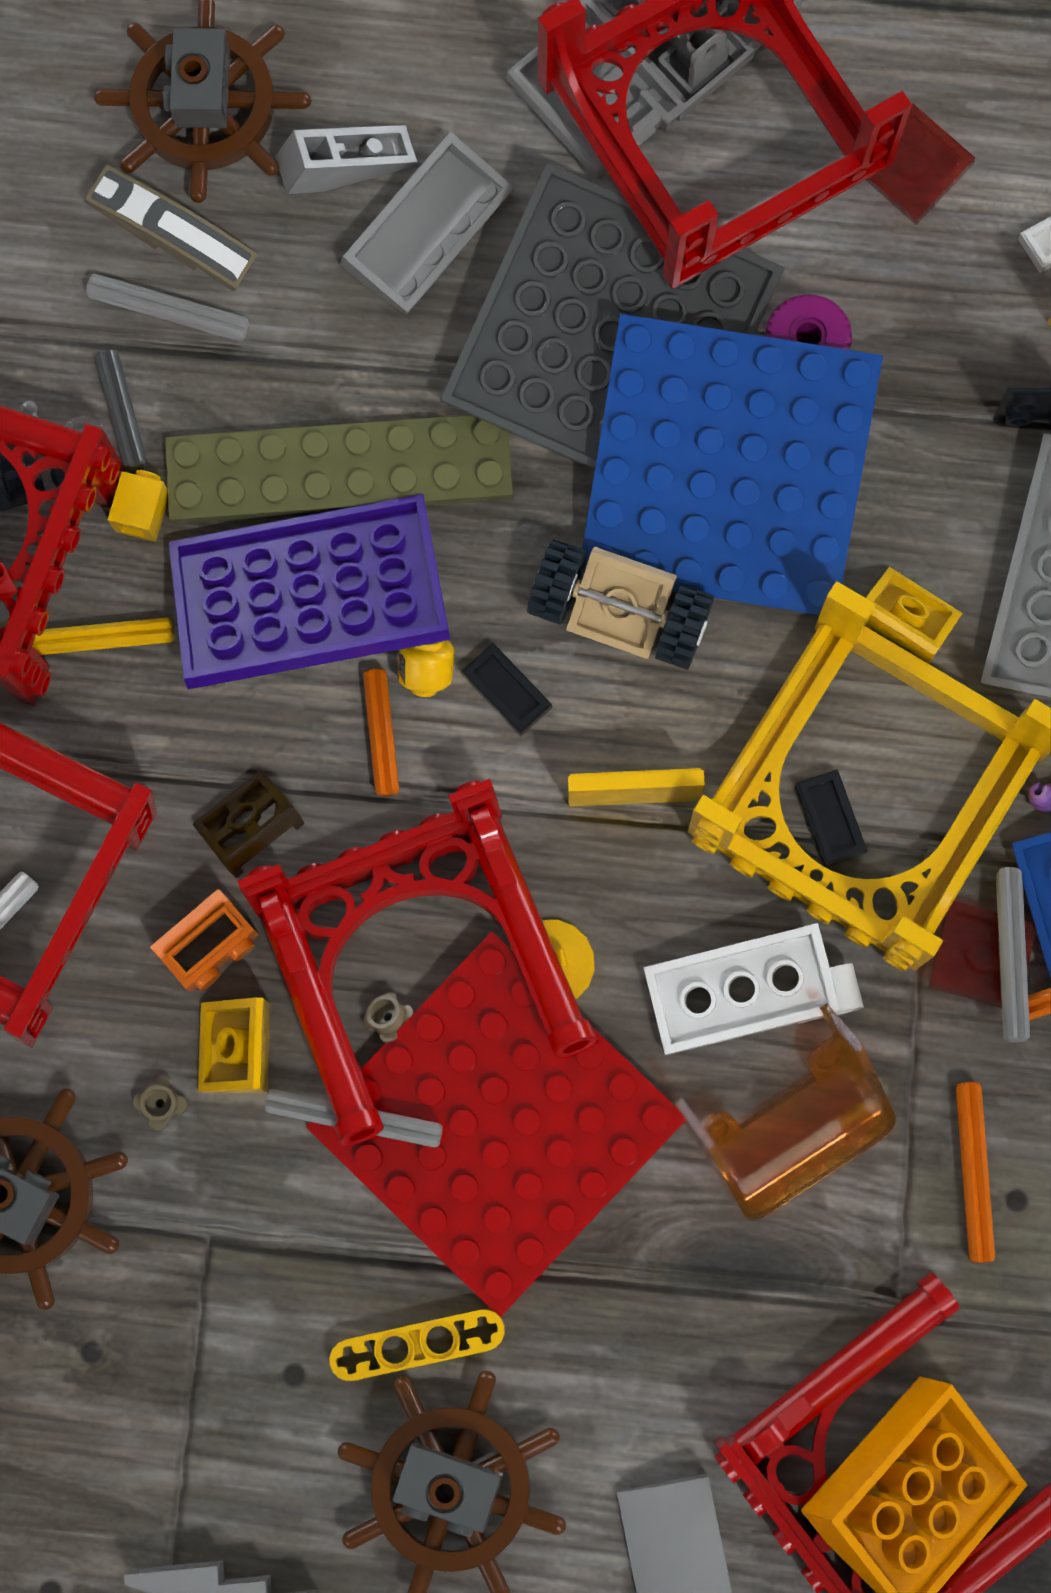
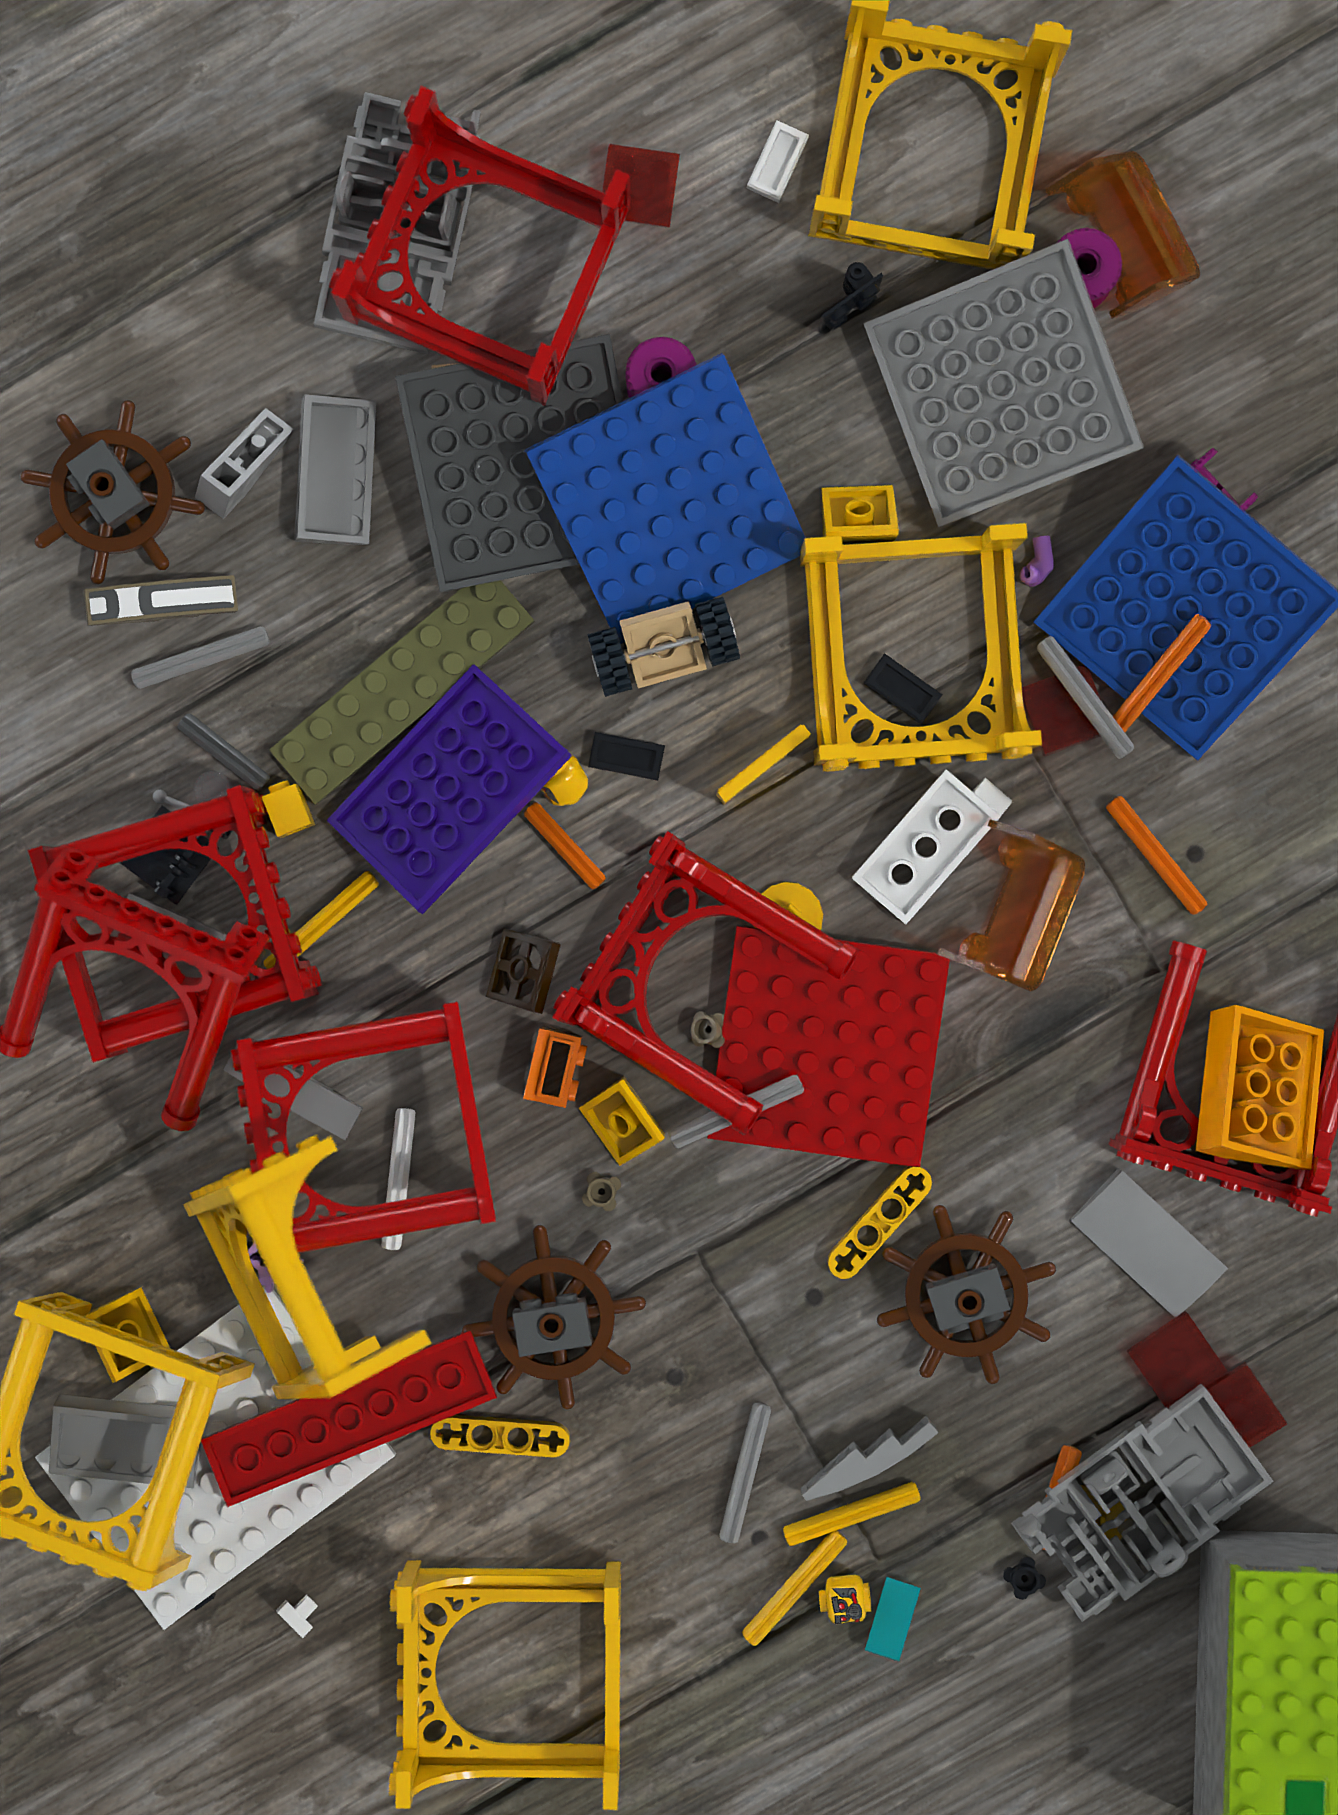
camera: 45 degrees left, 10 degrees up
(86, 1508) = (745, 1473): none -> light grey axle

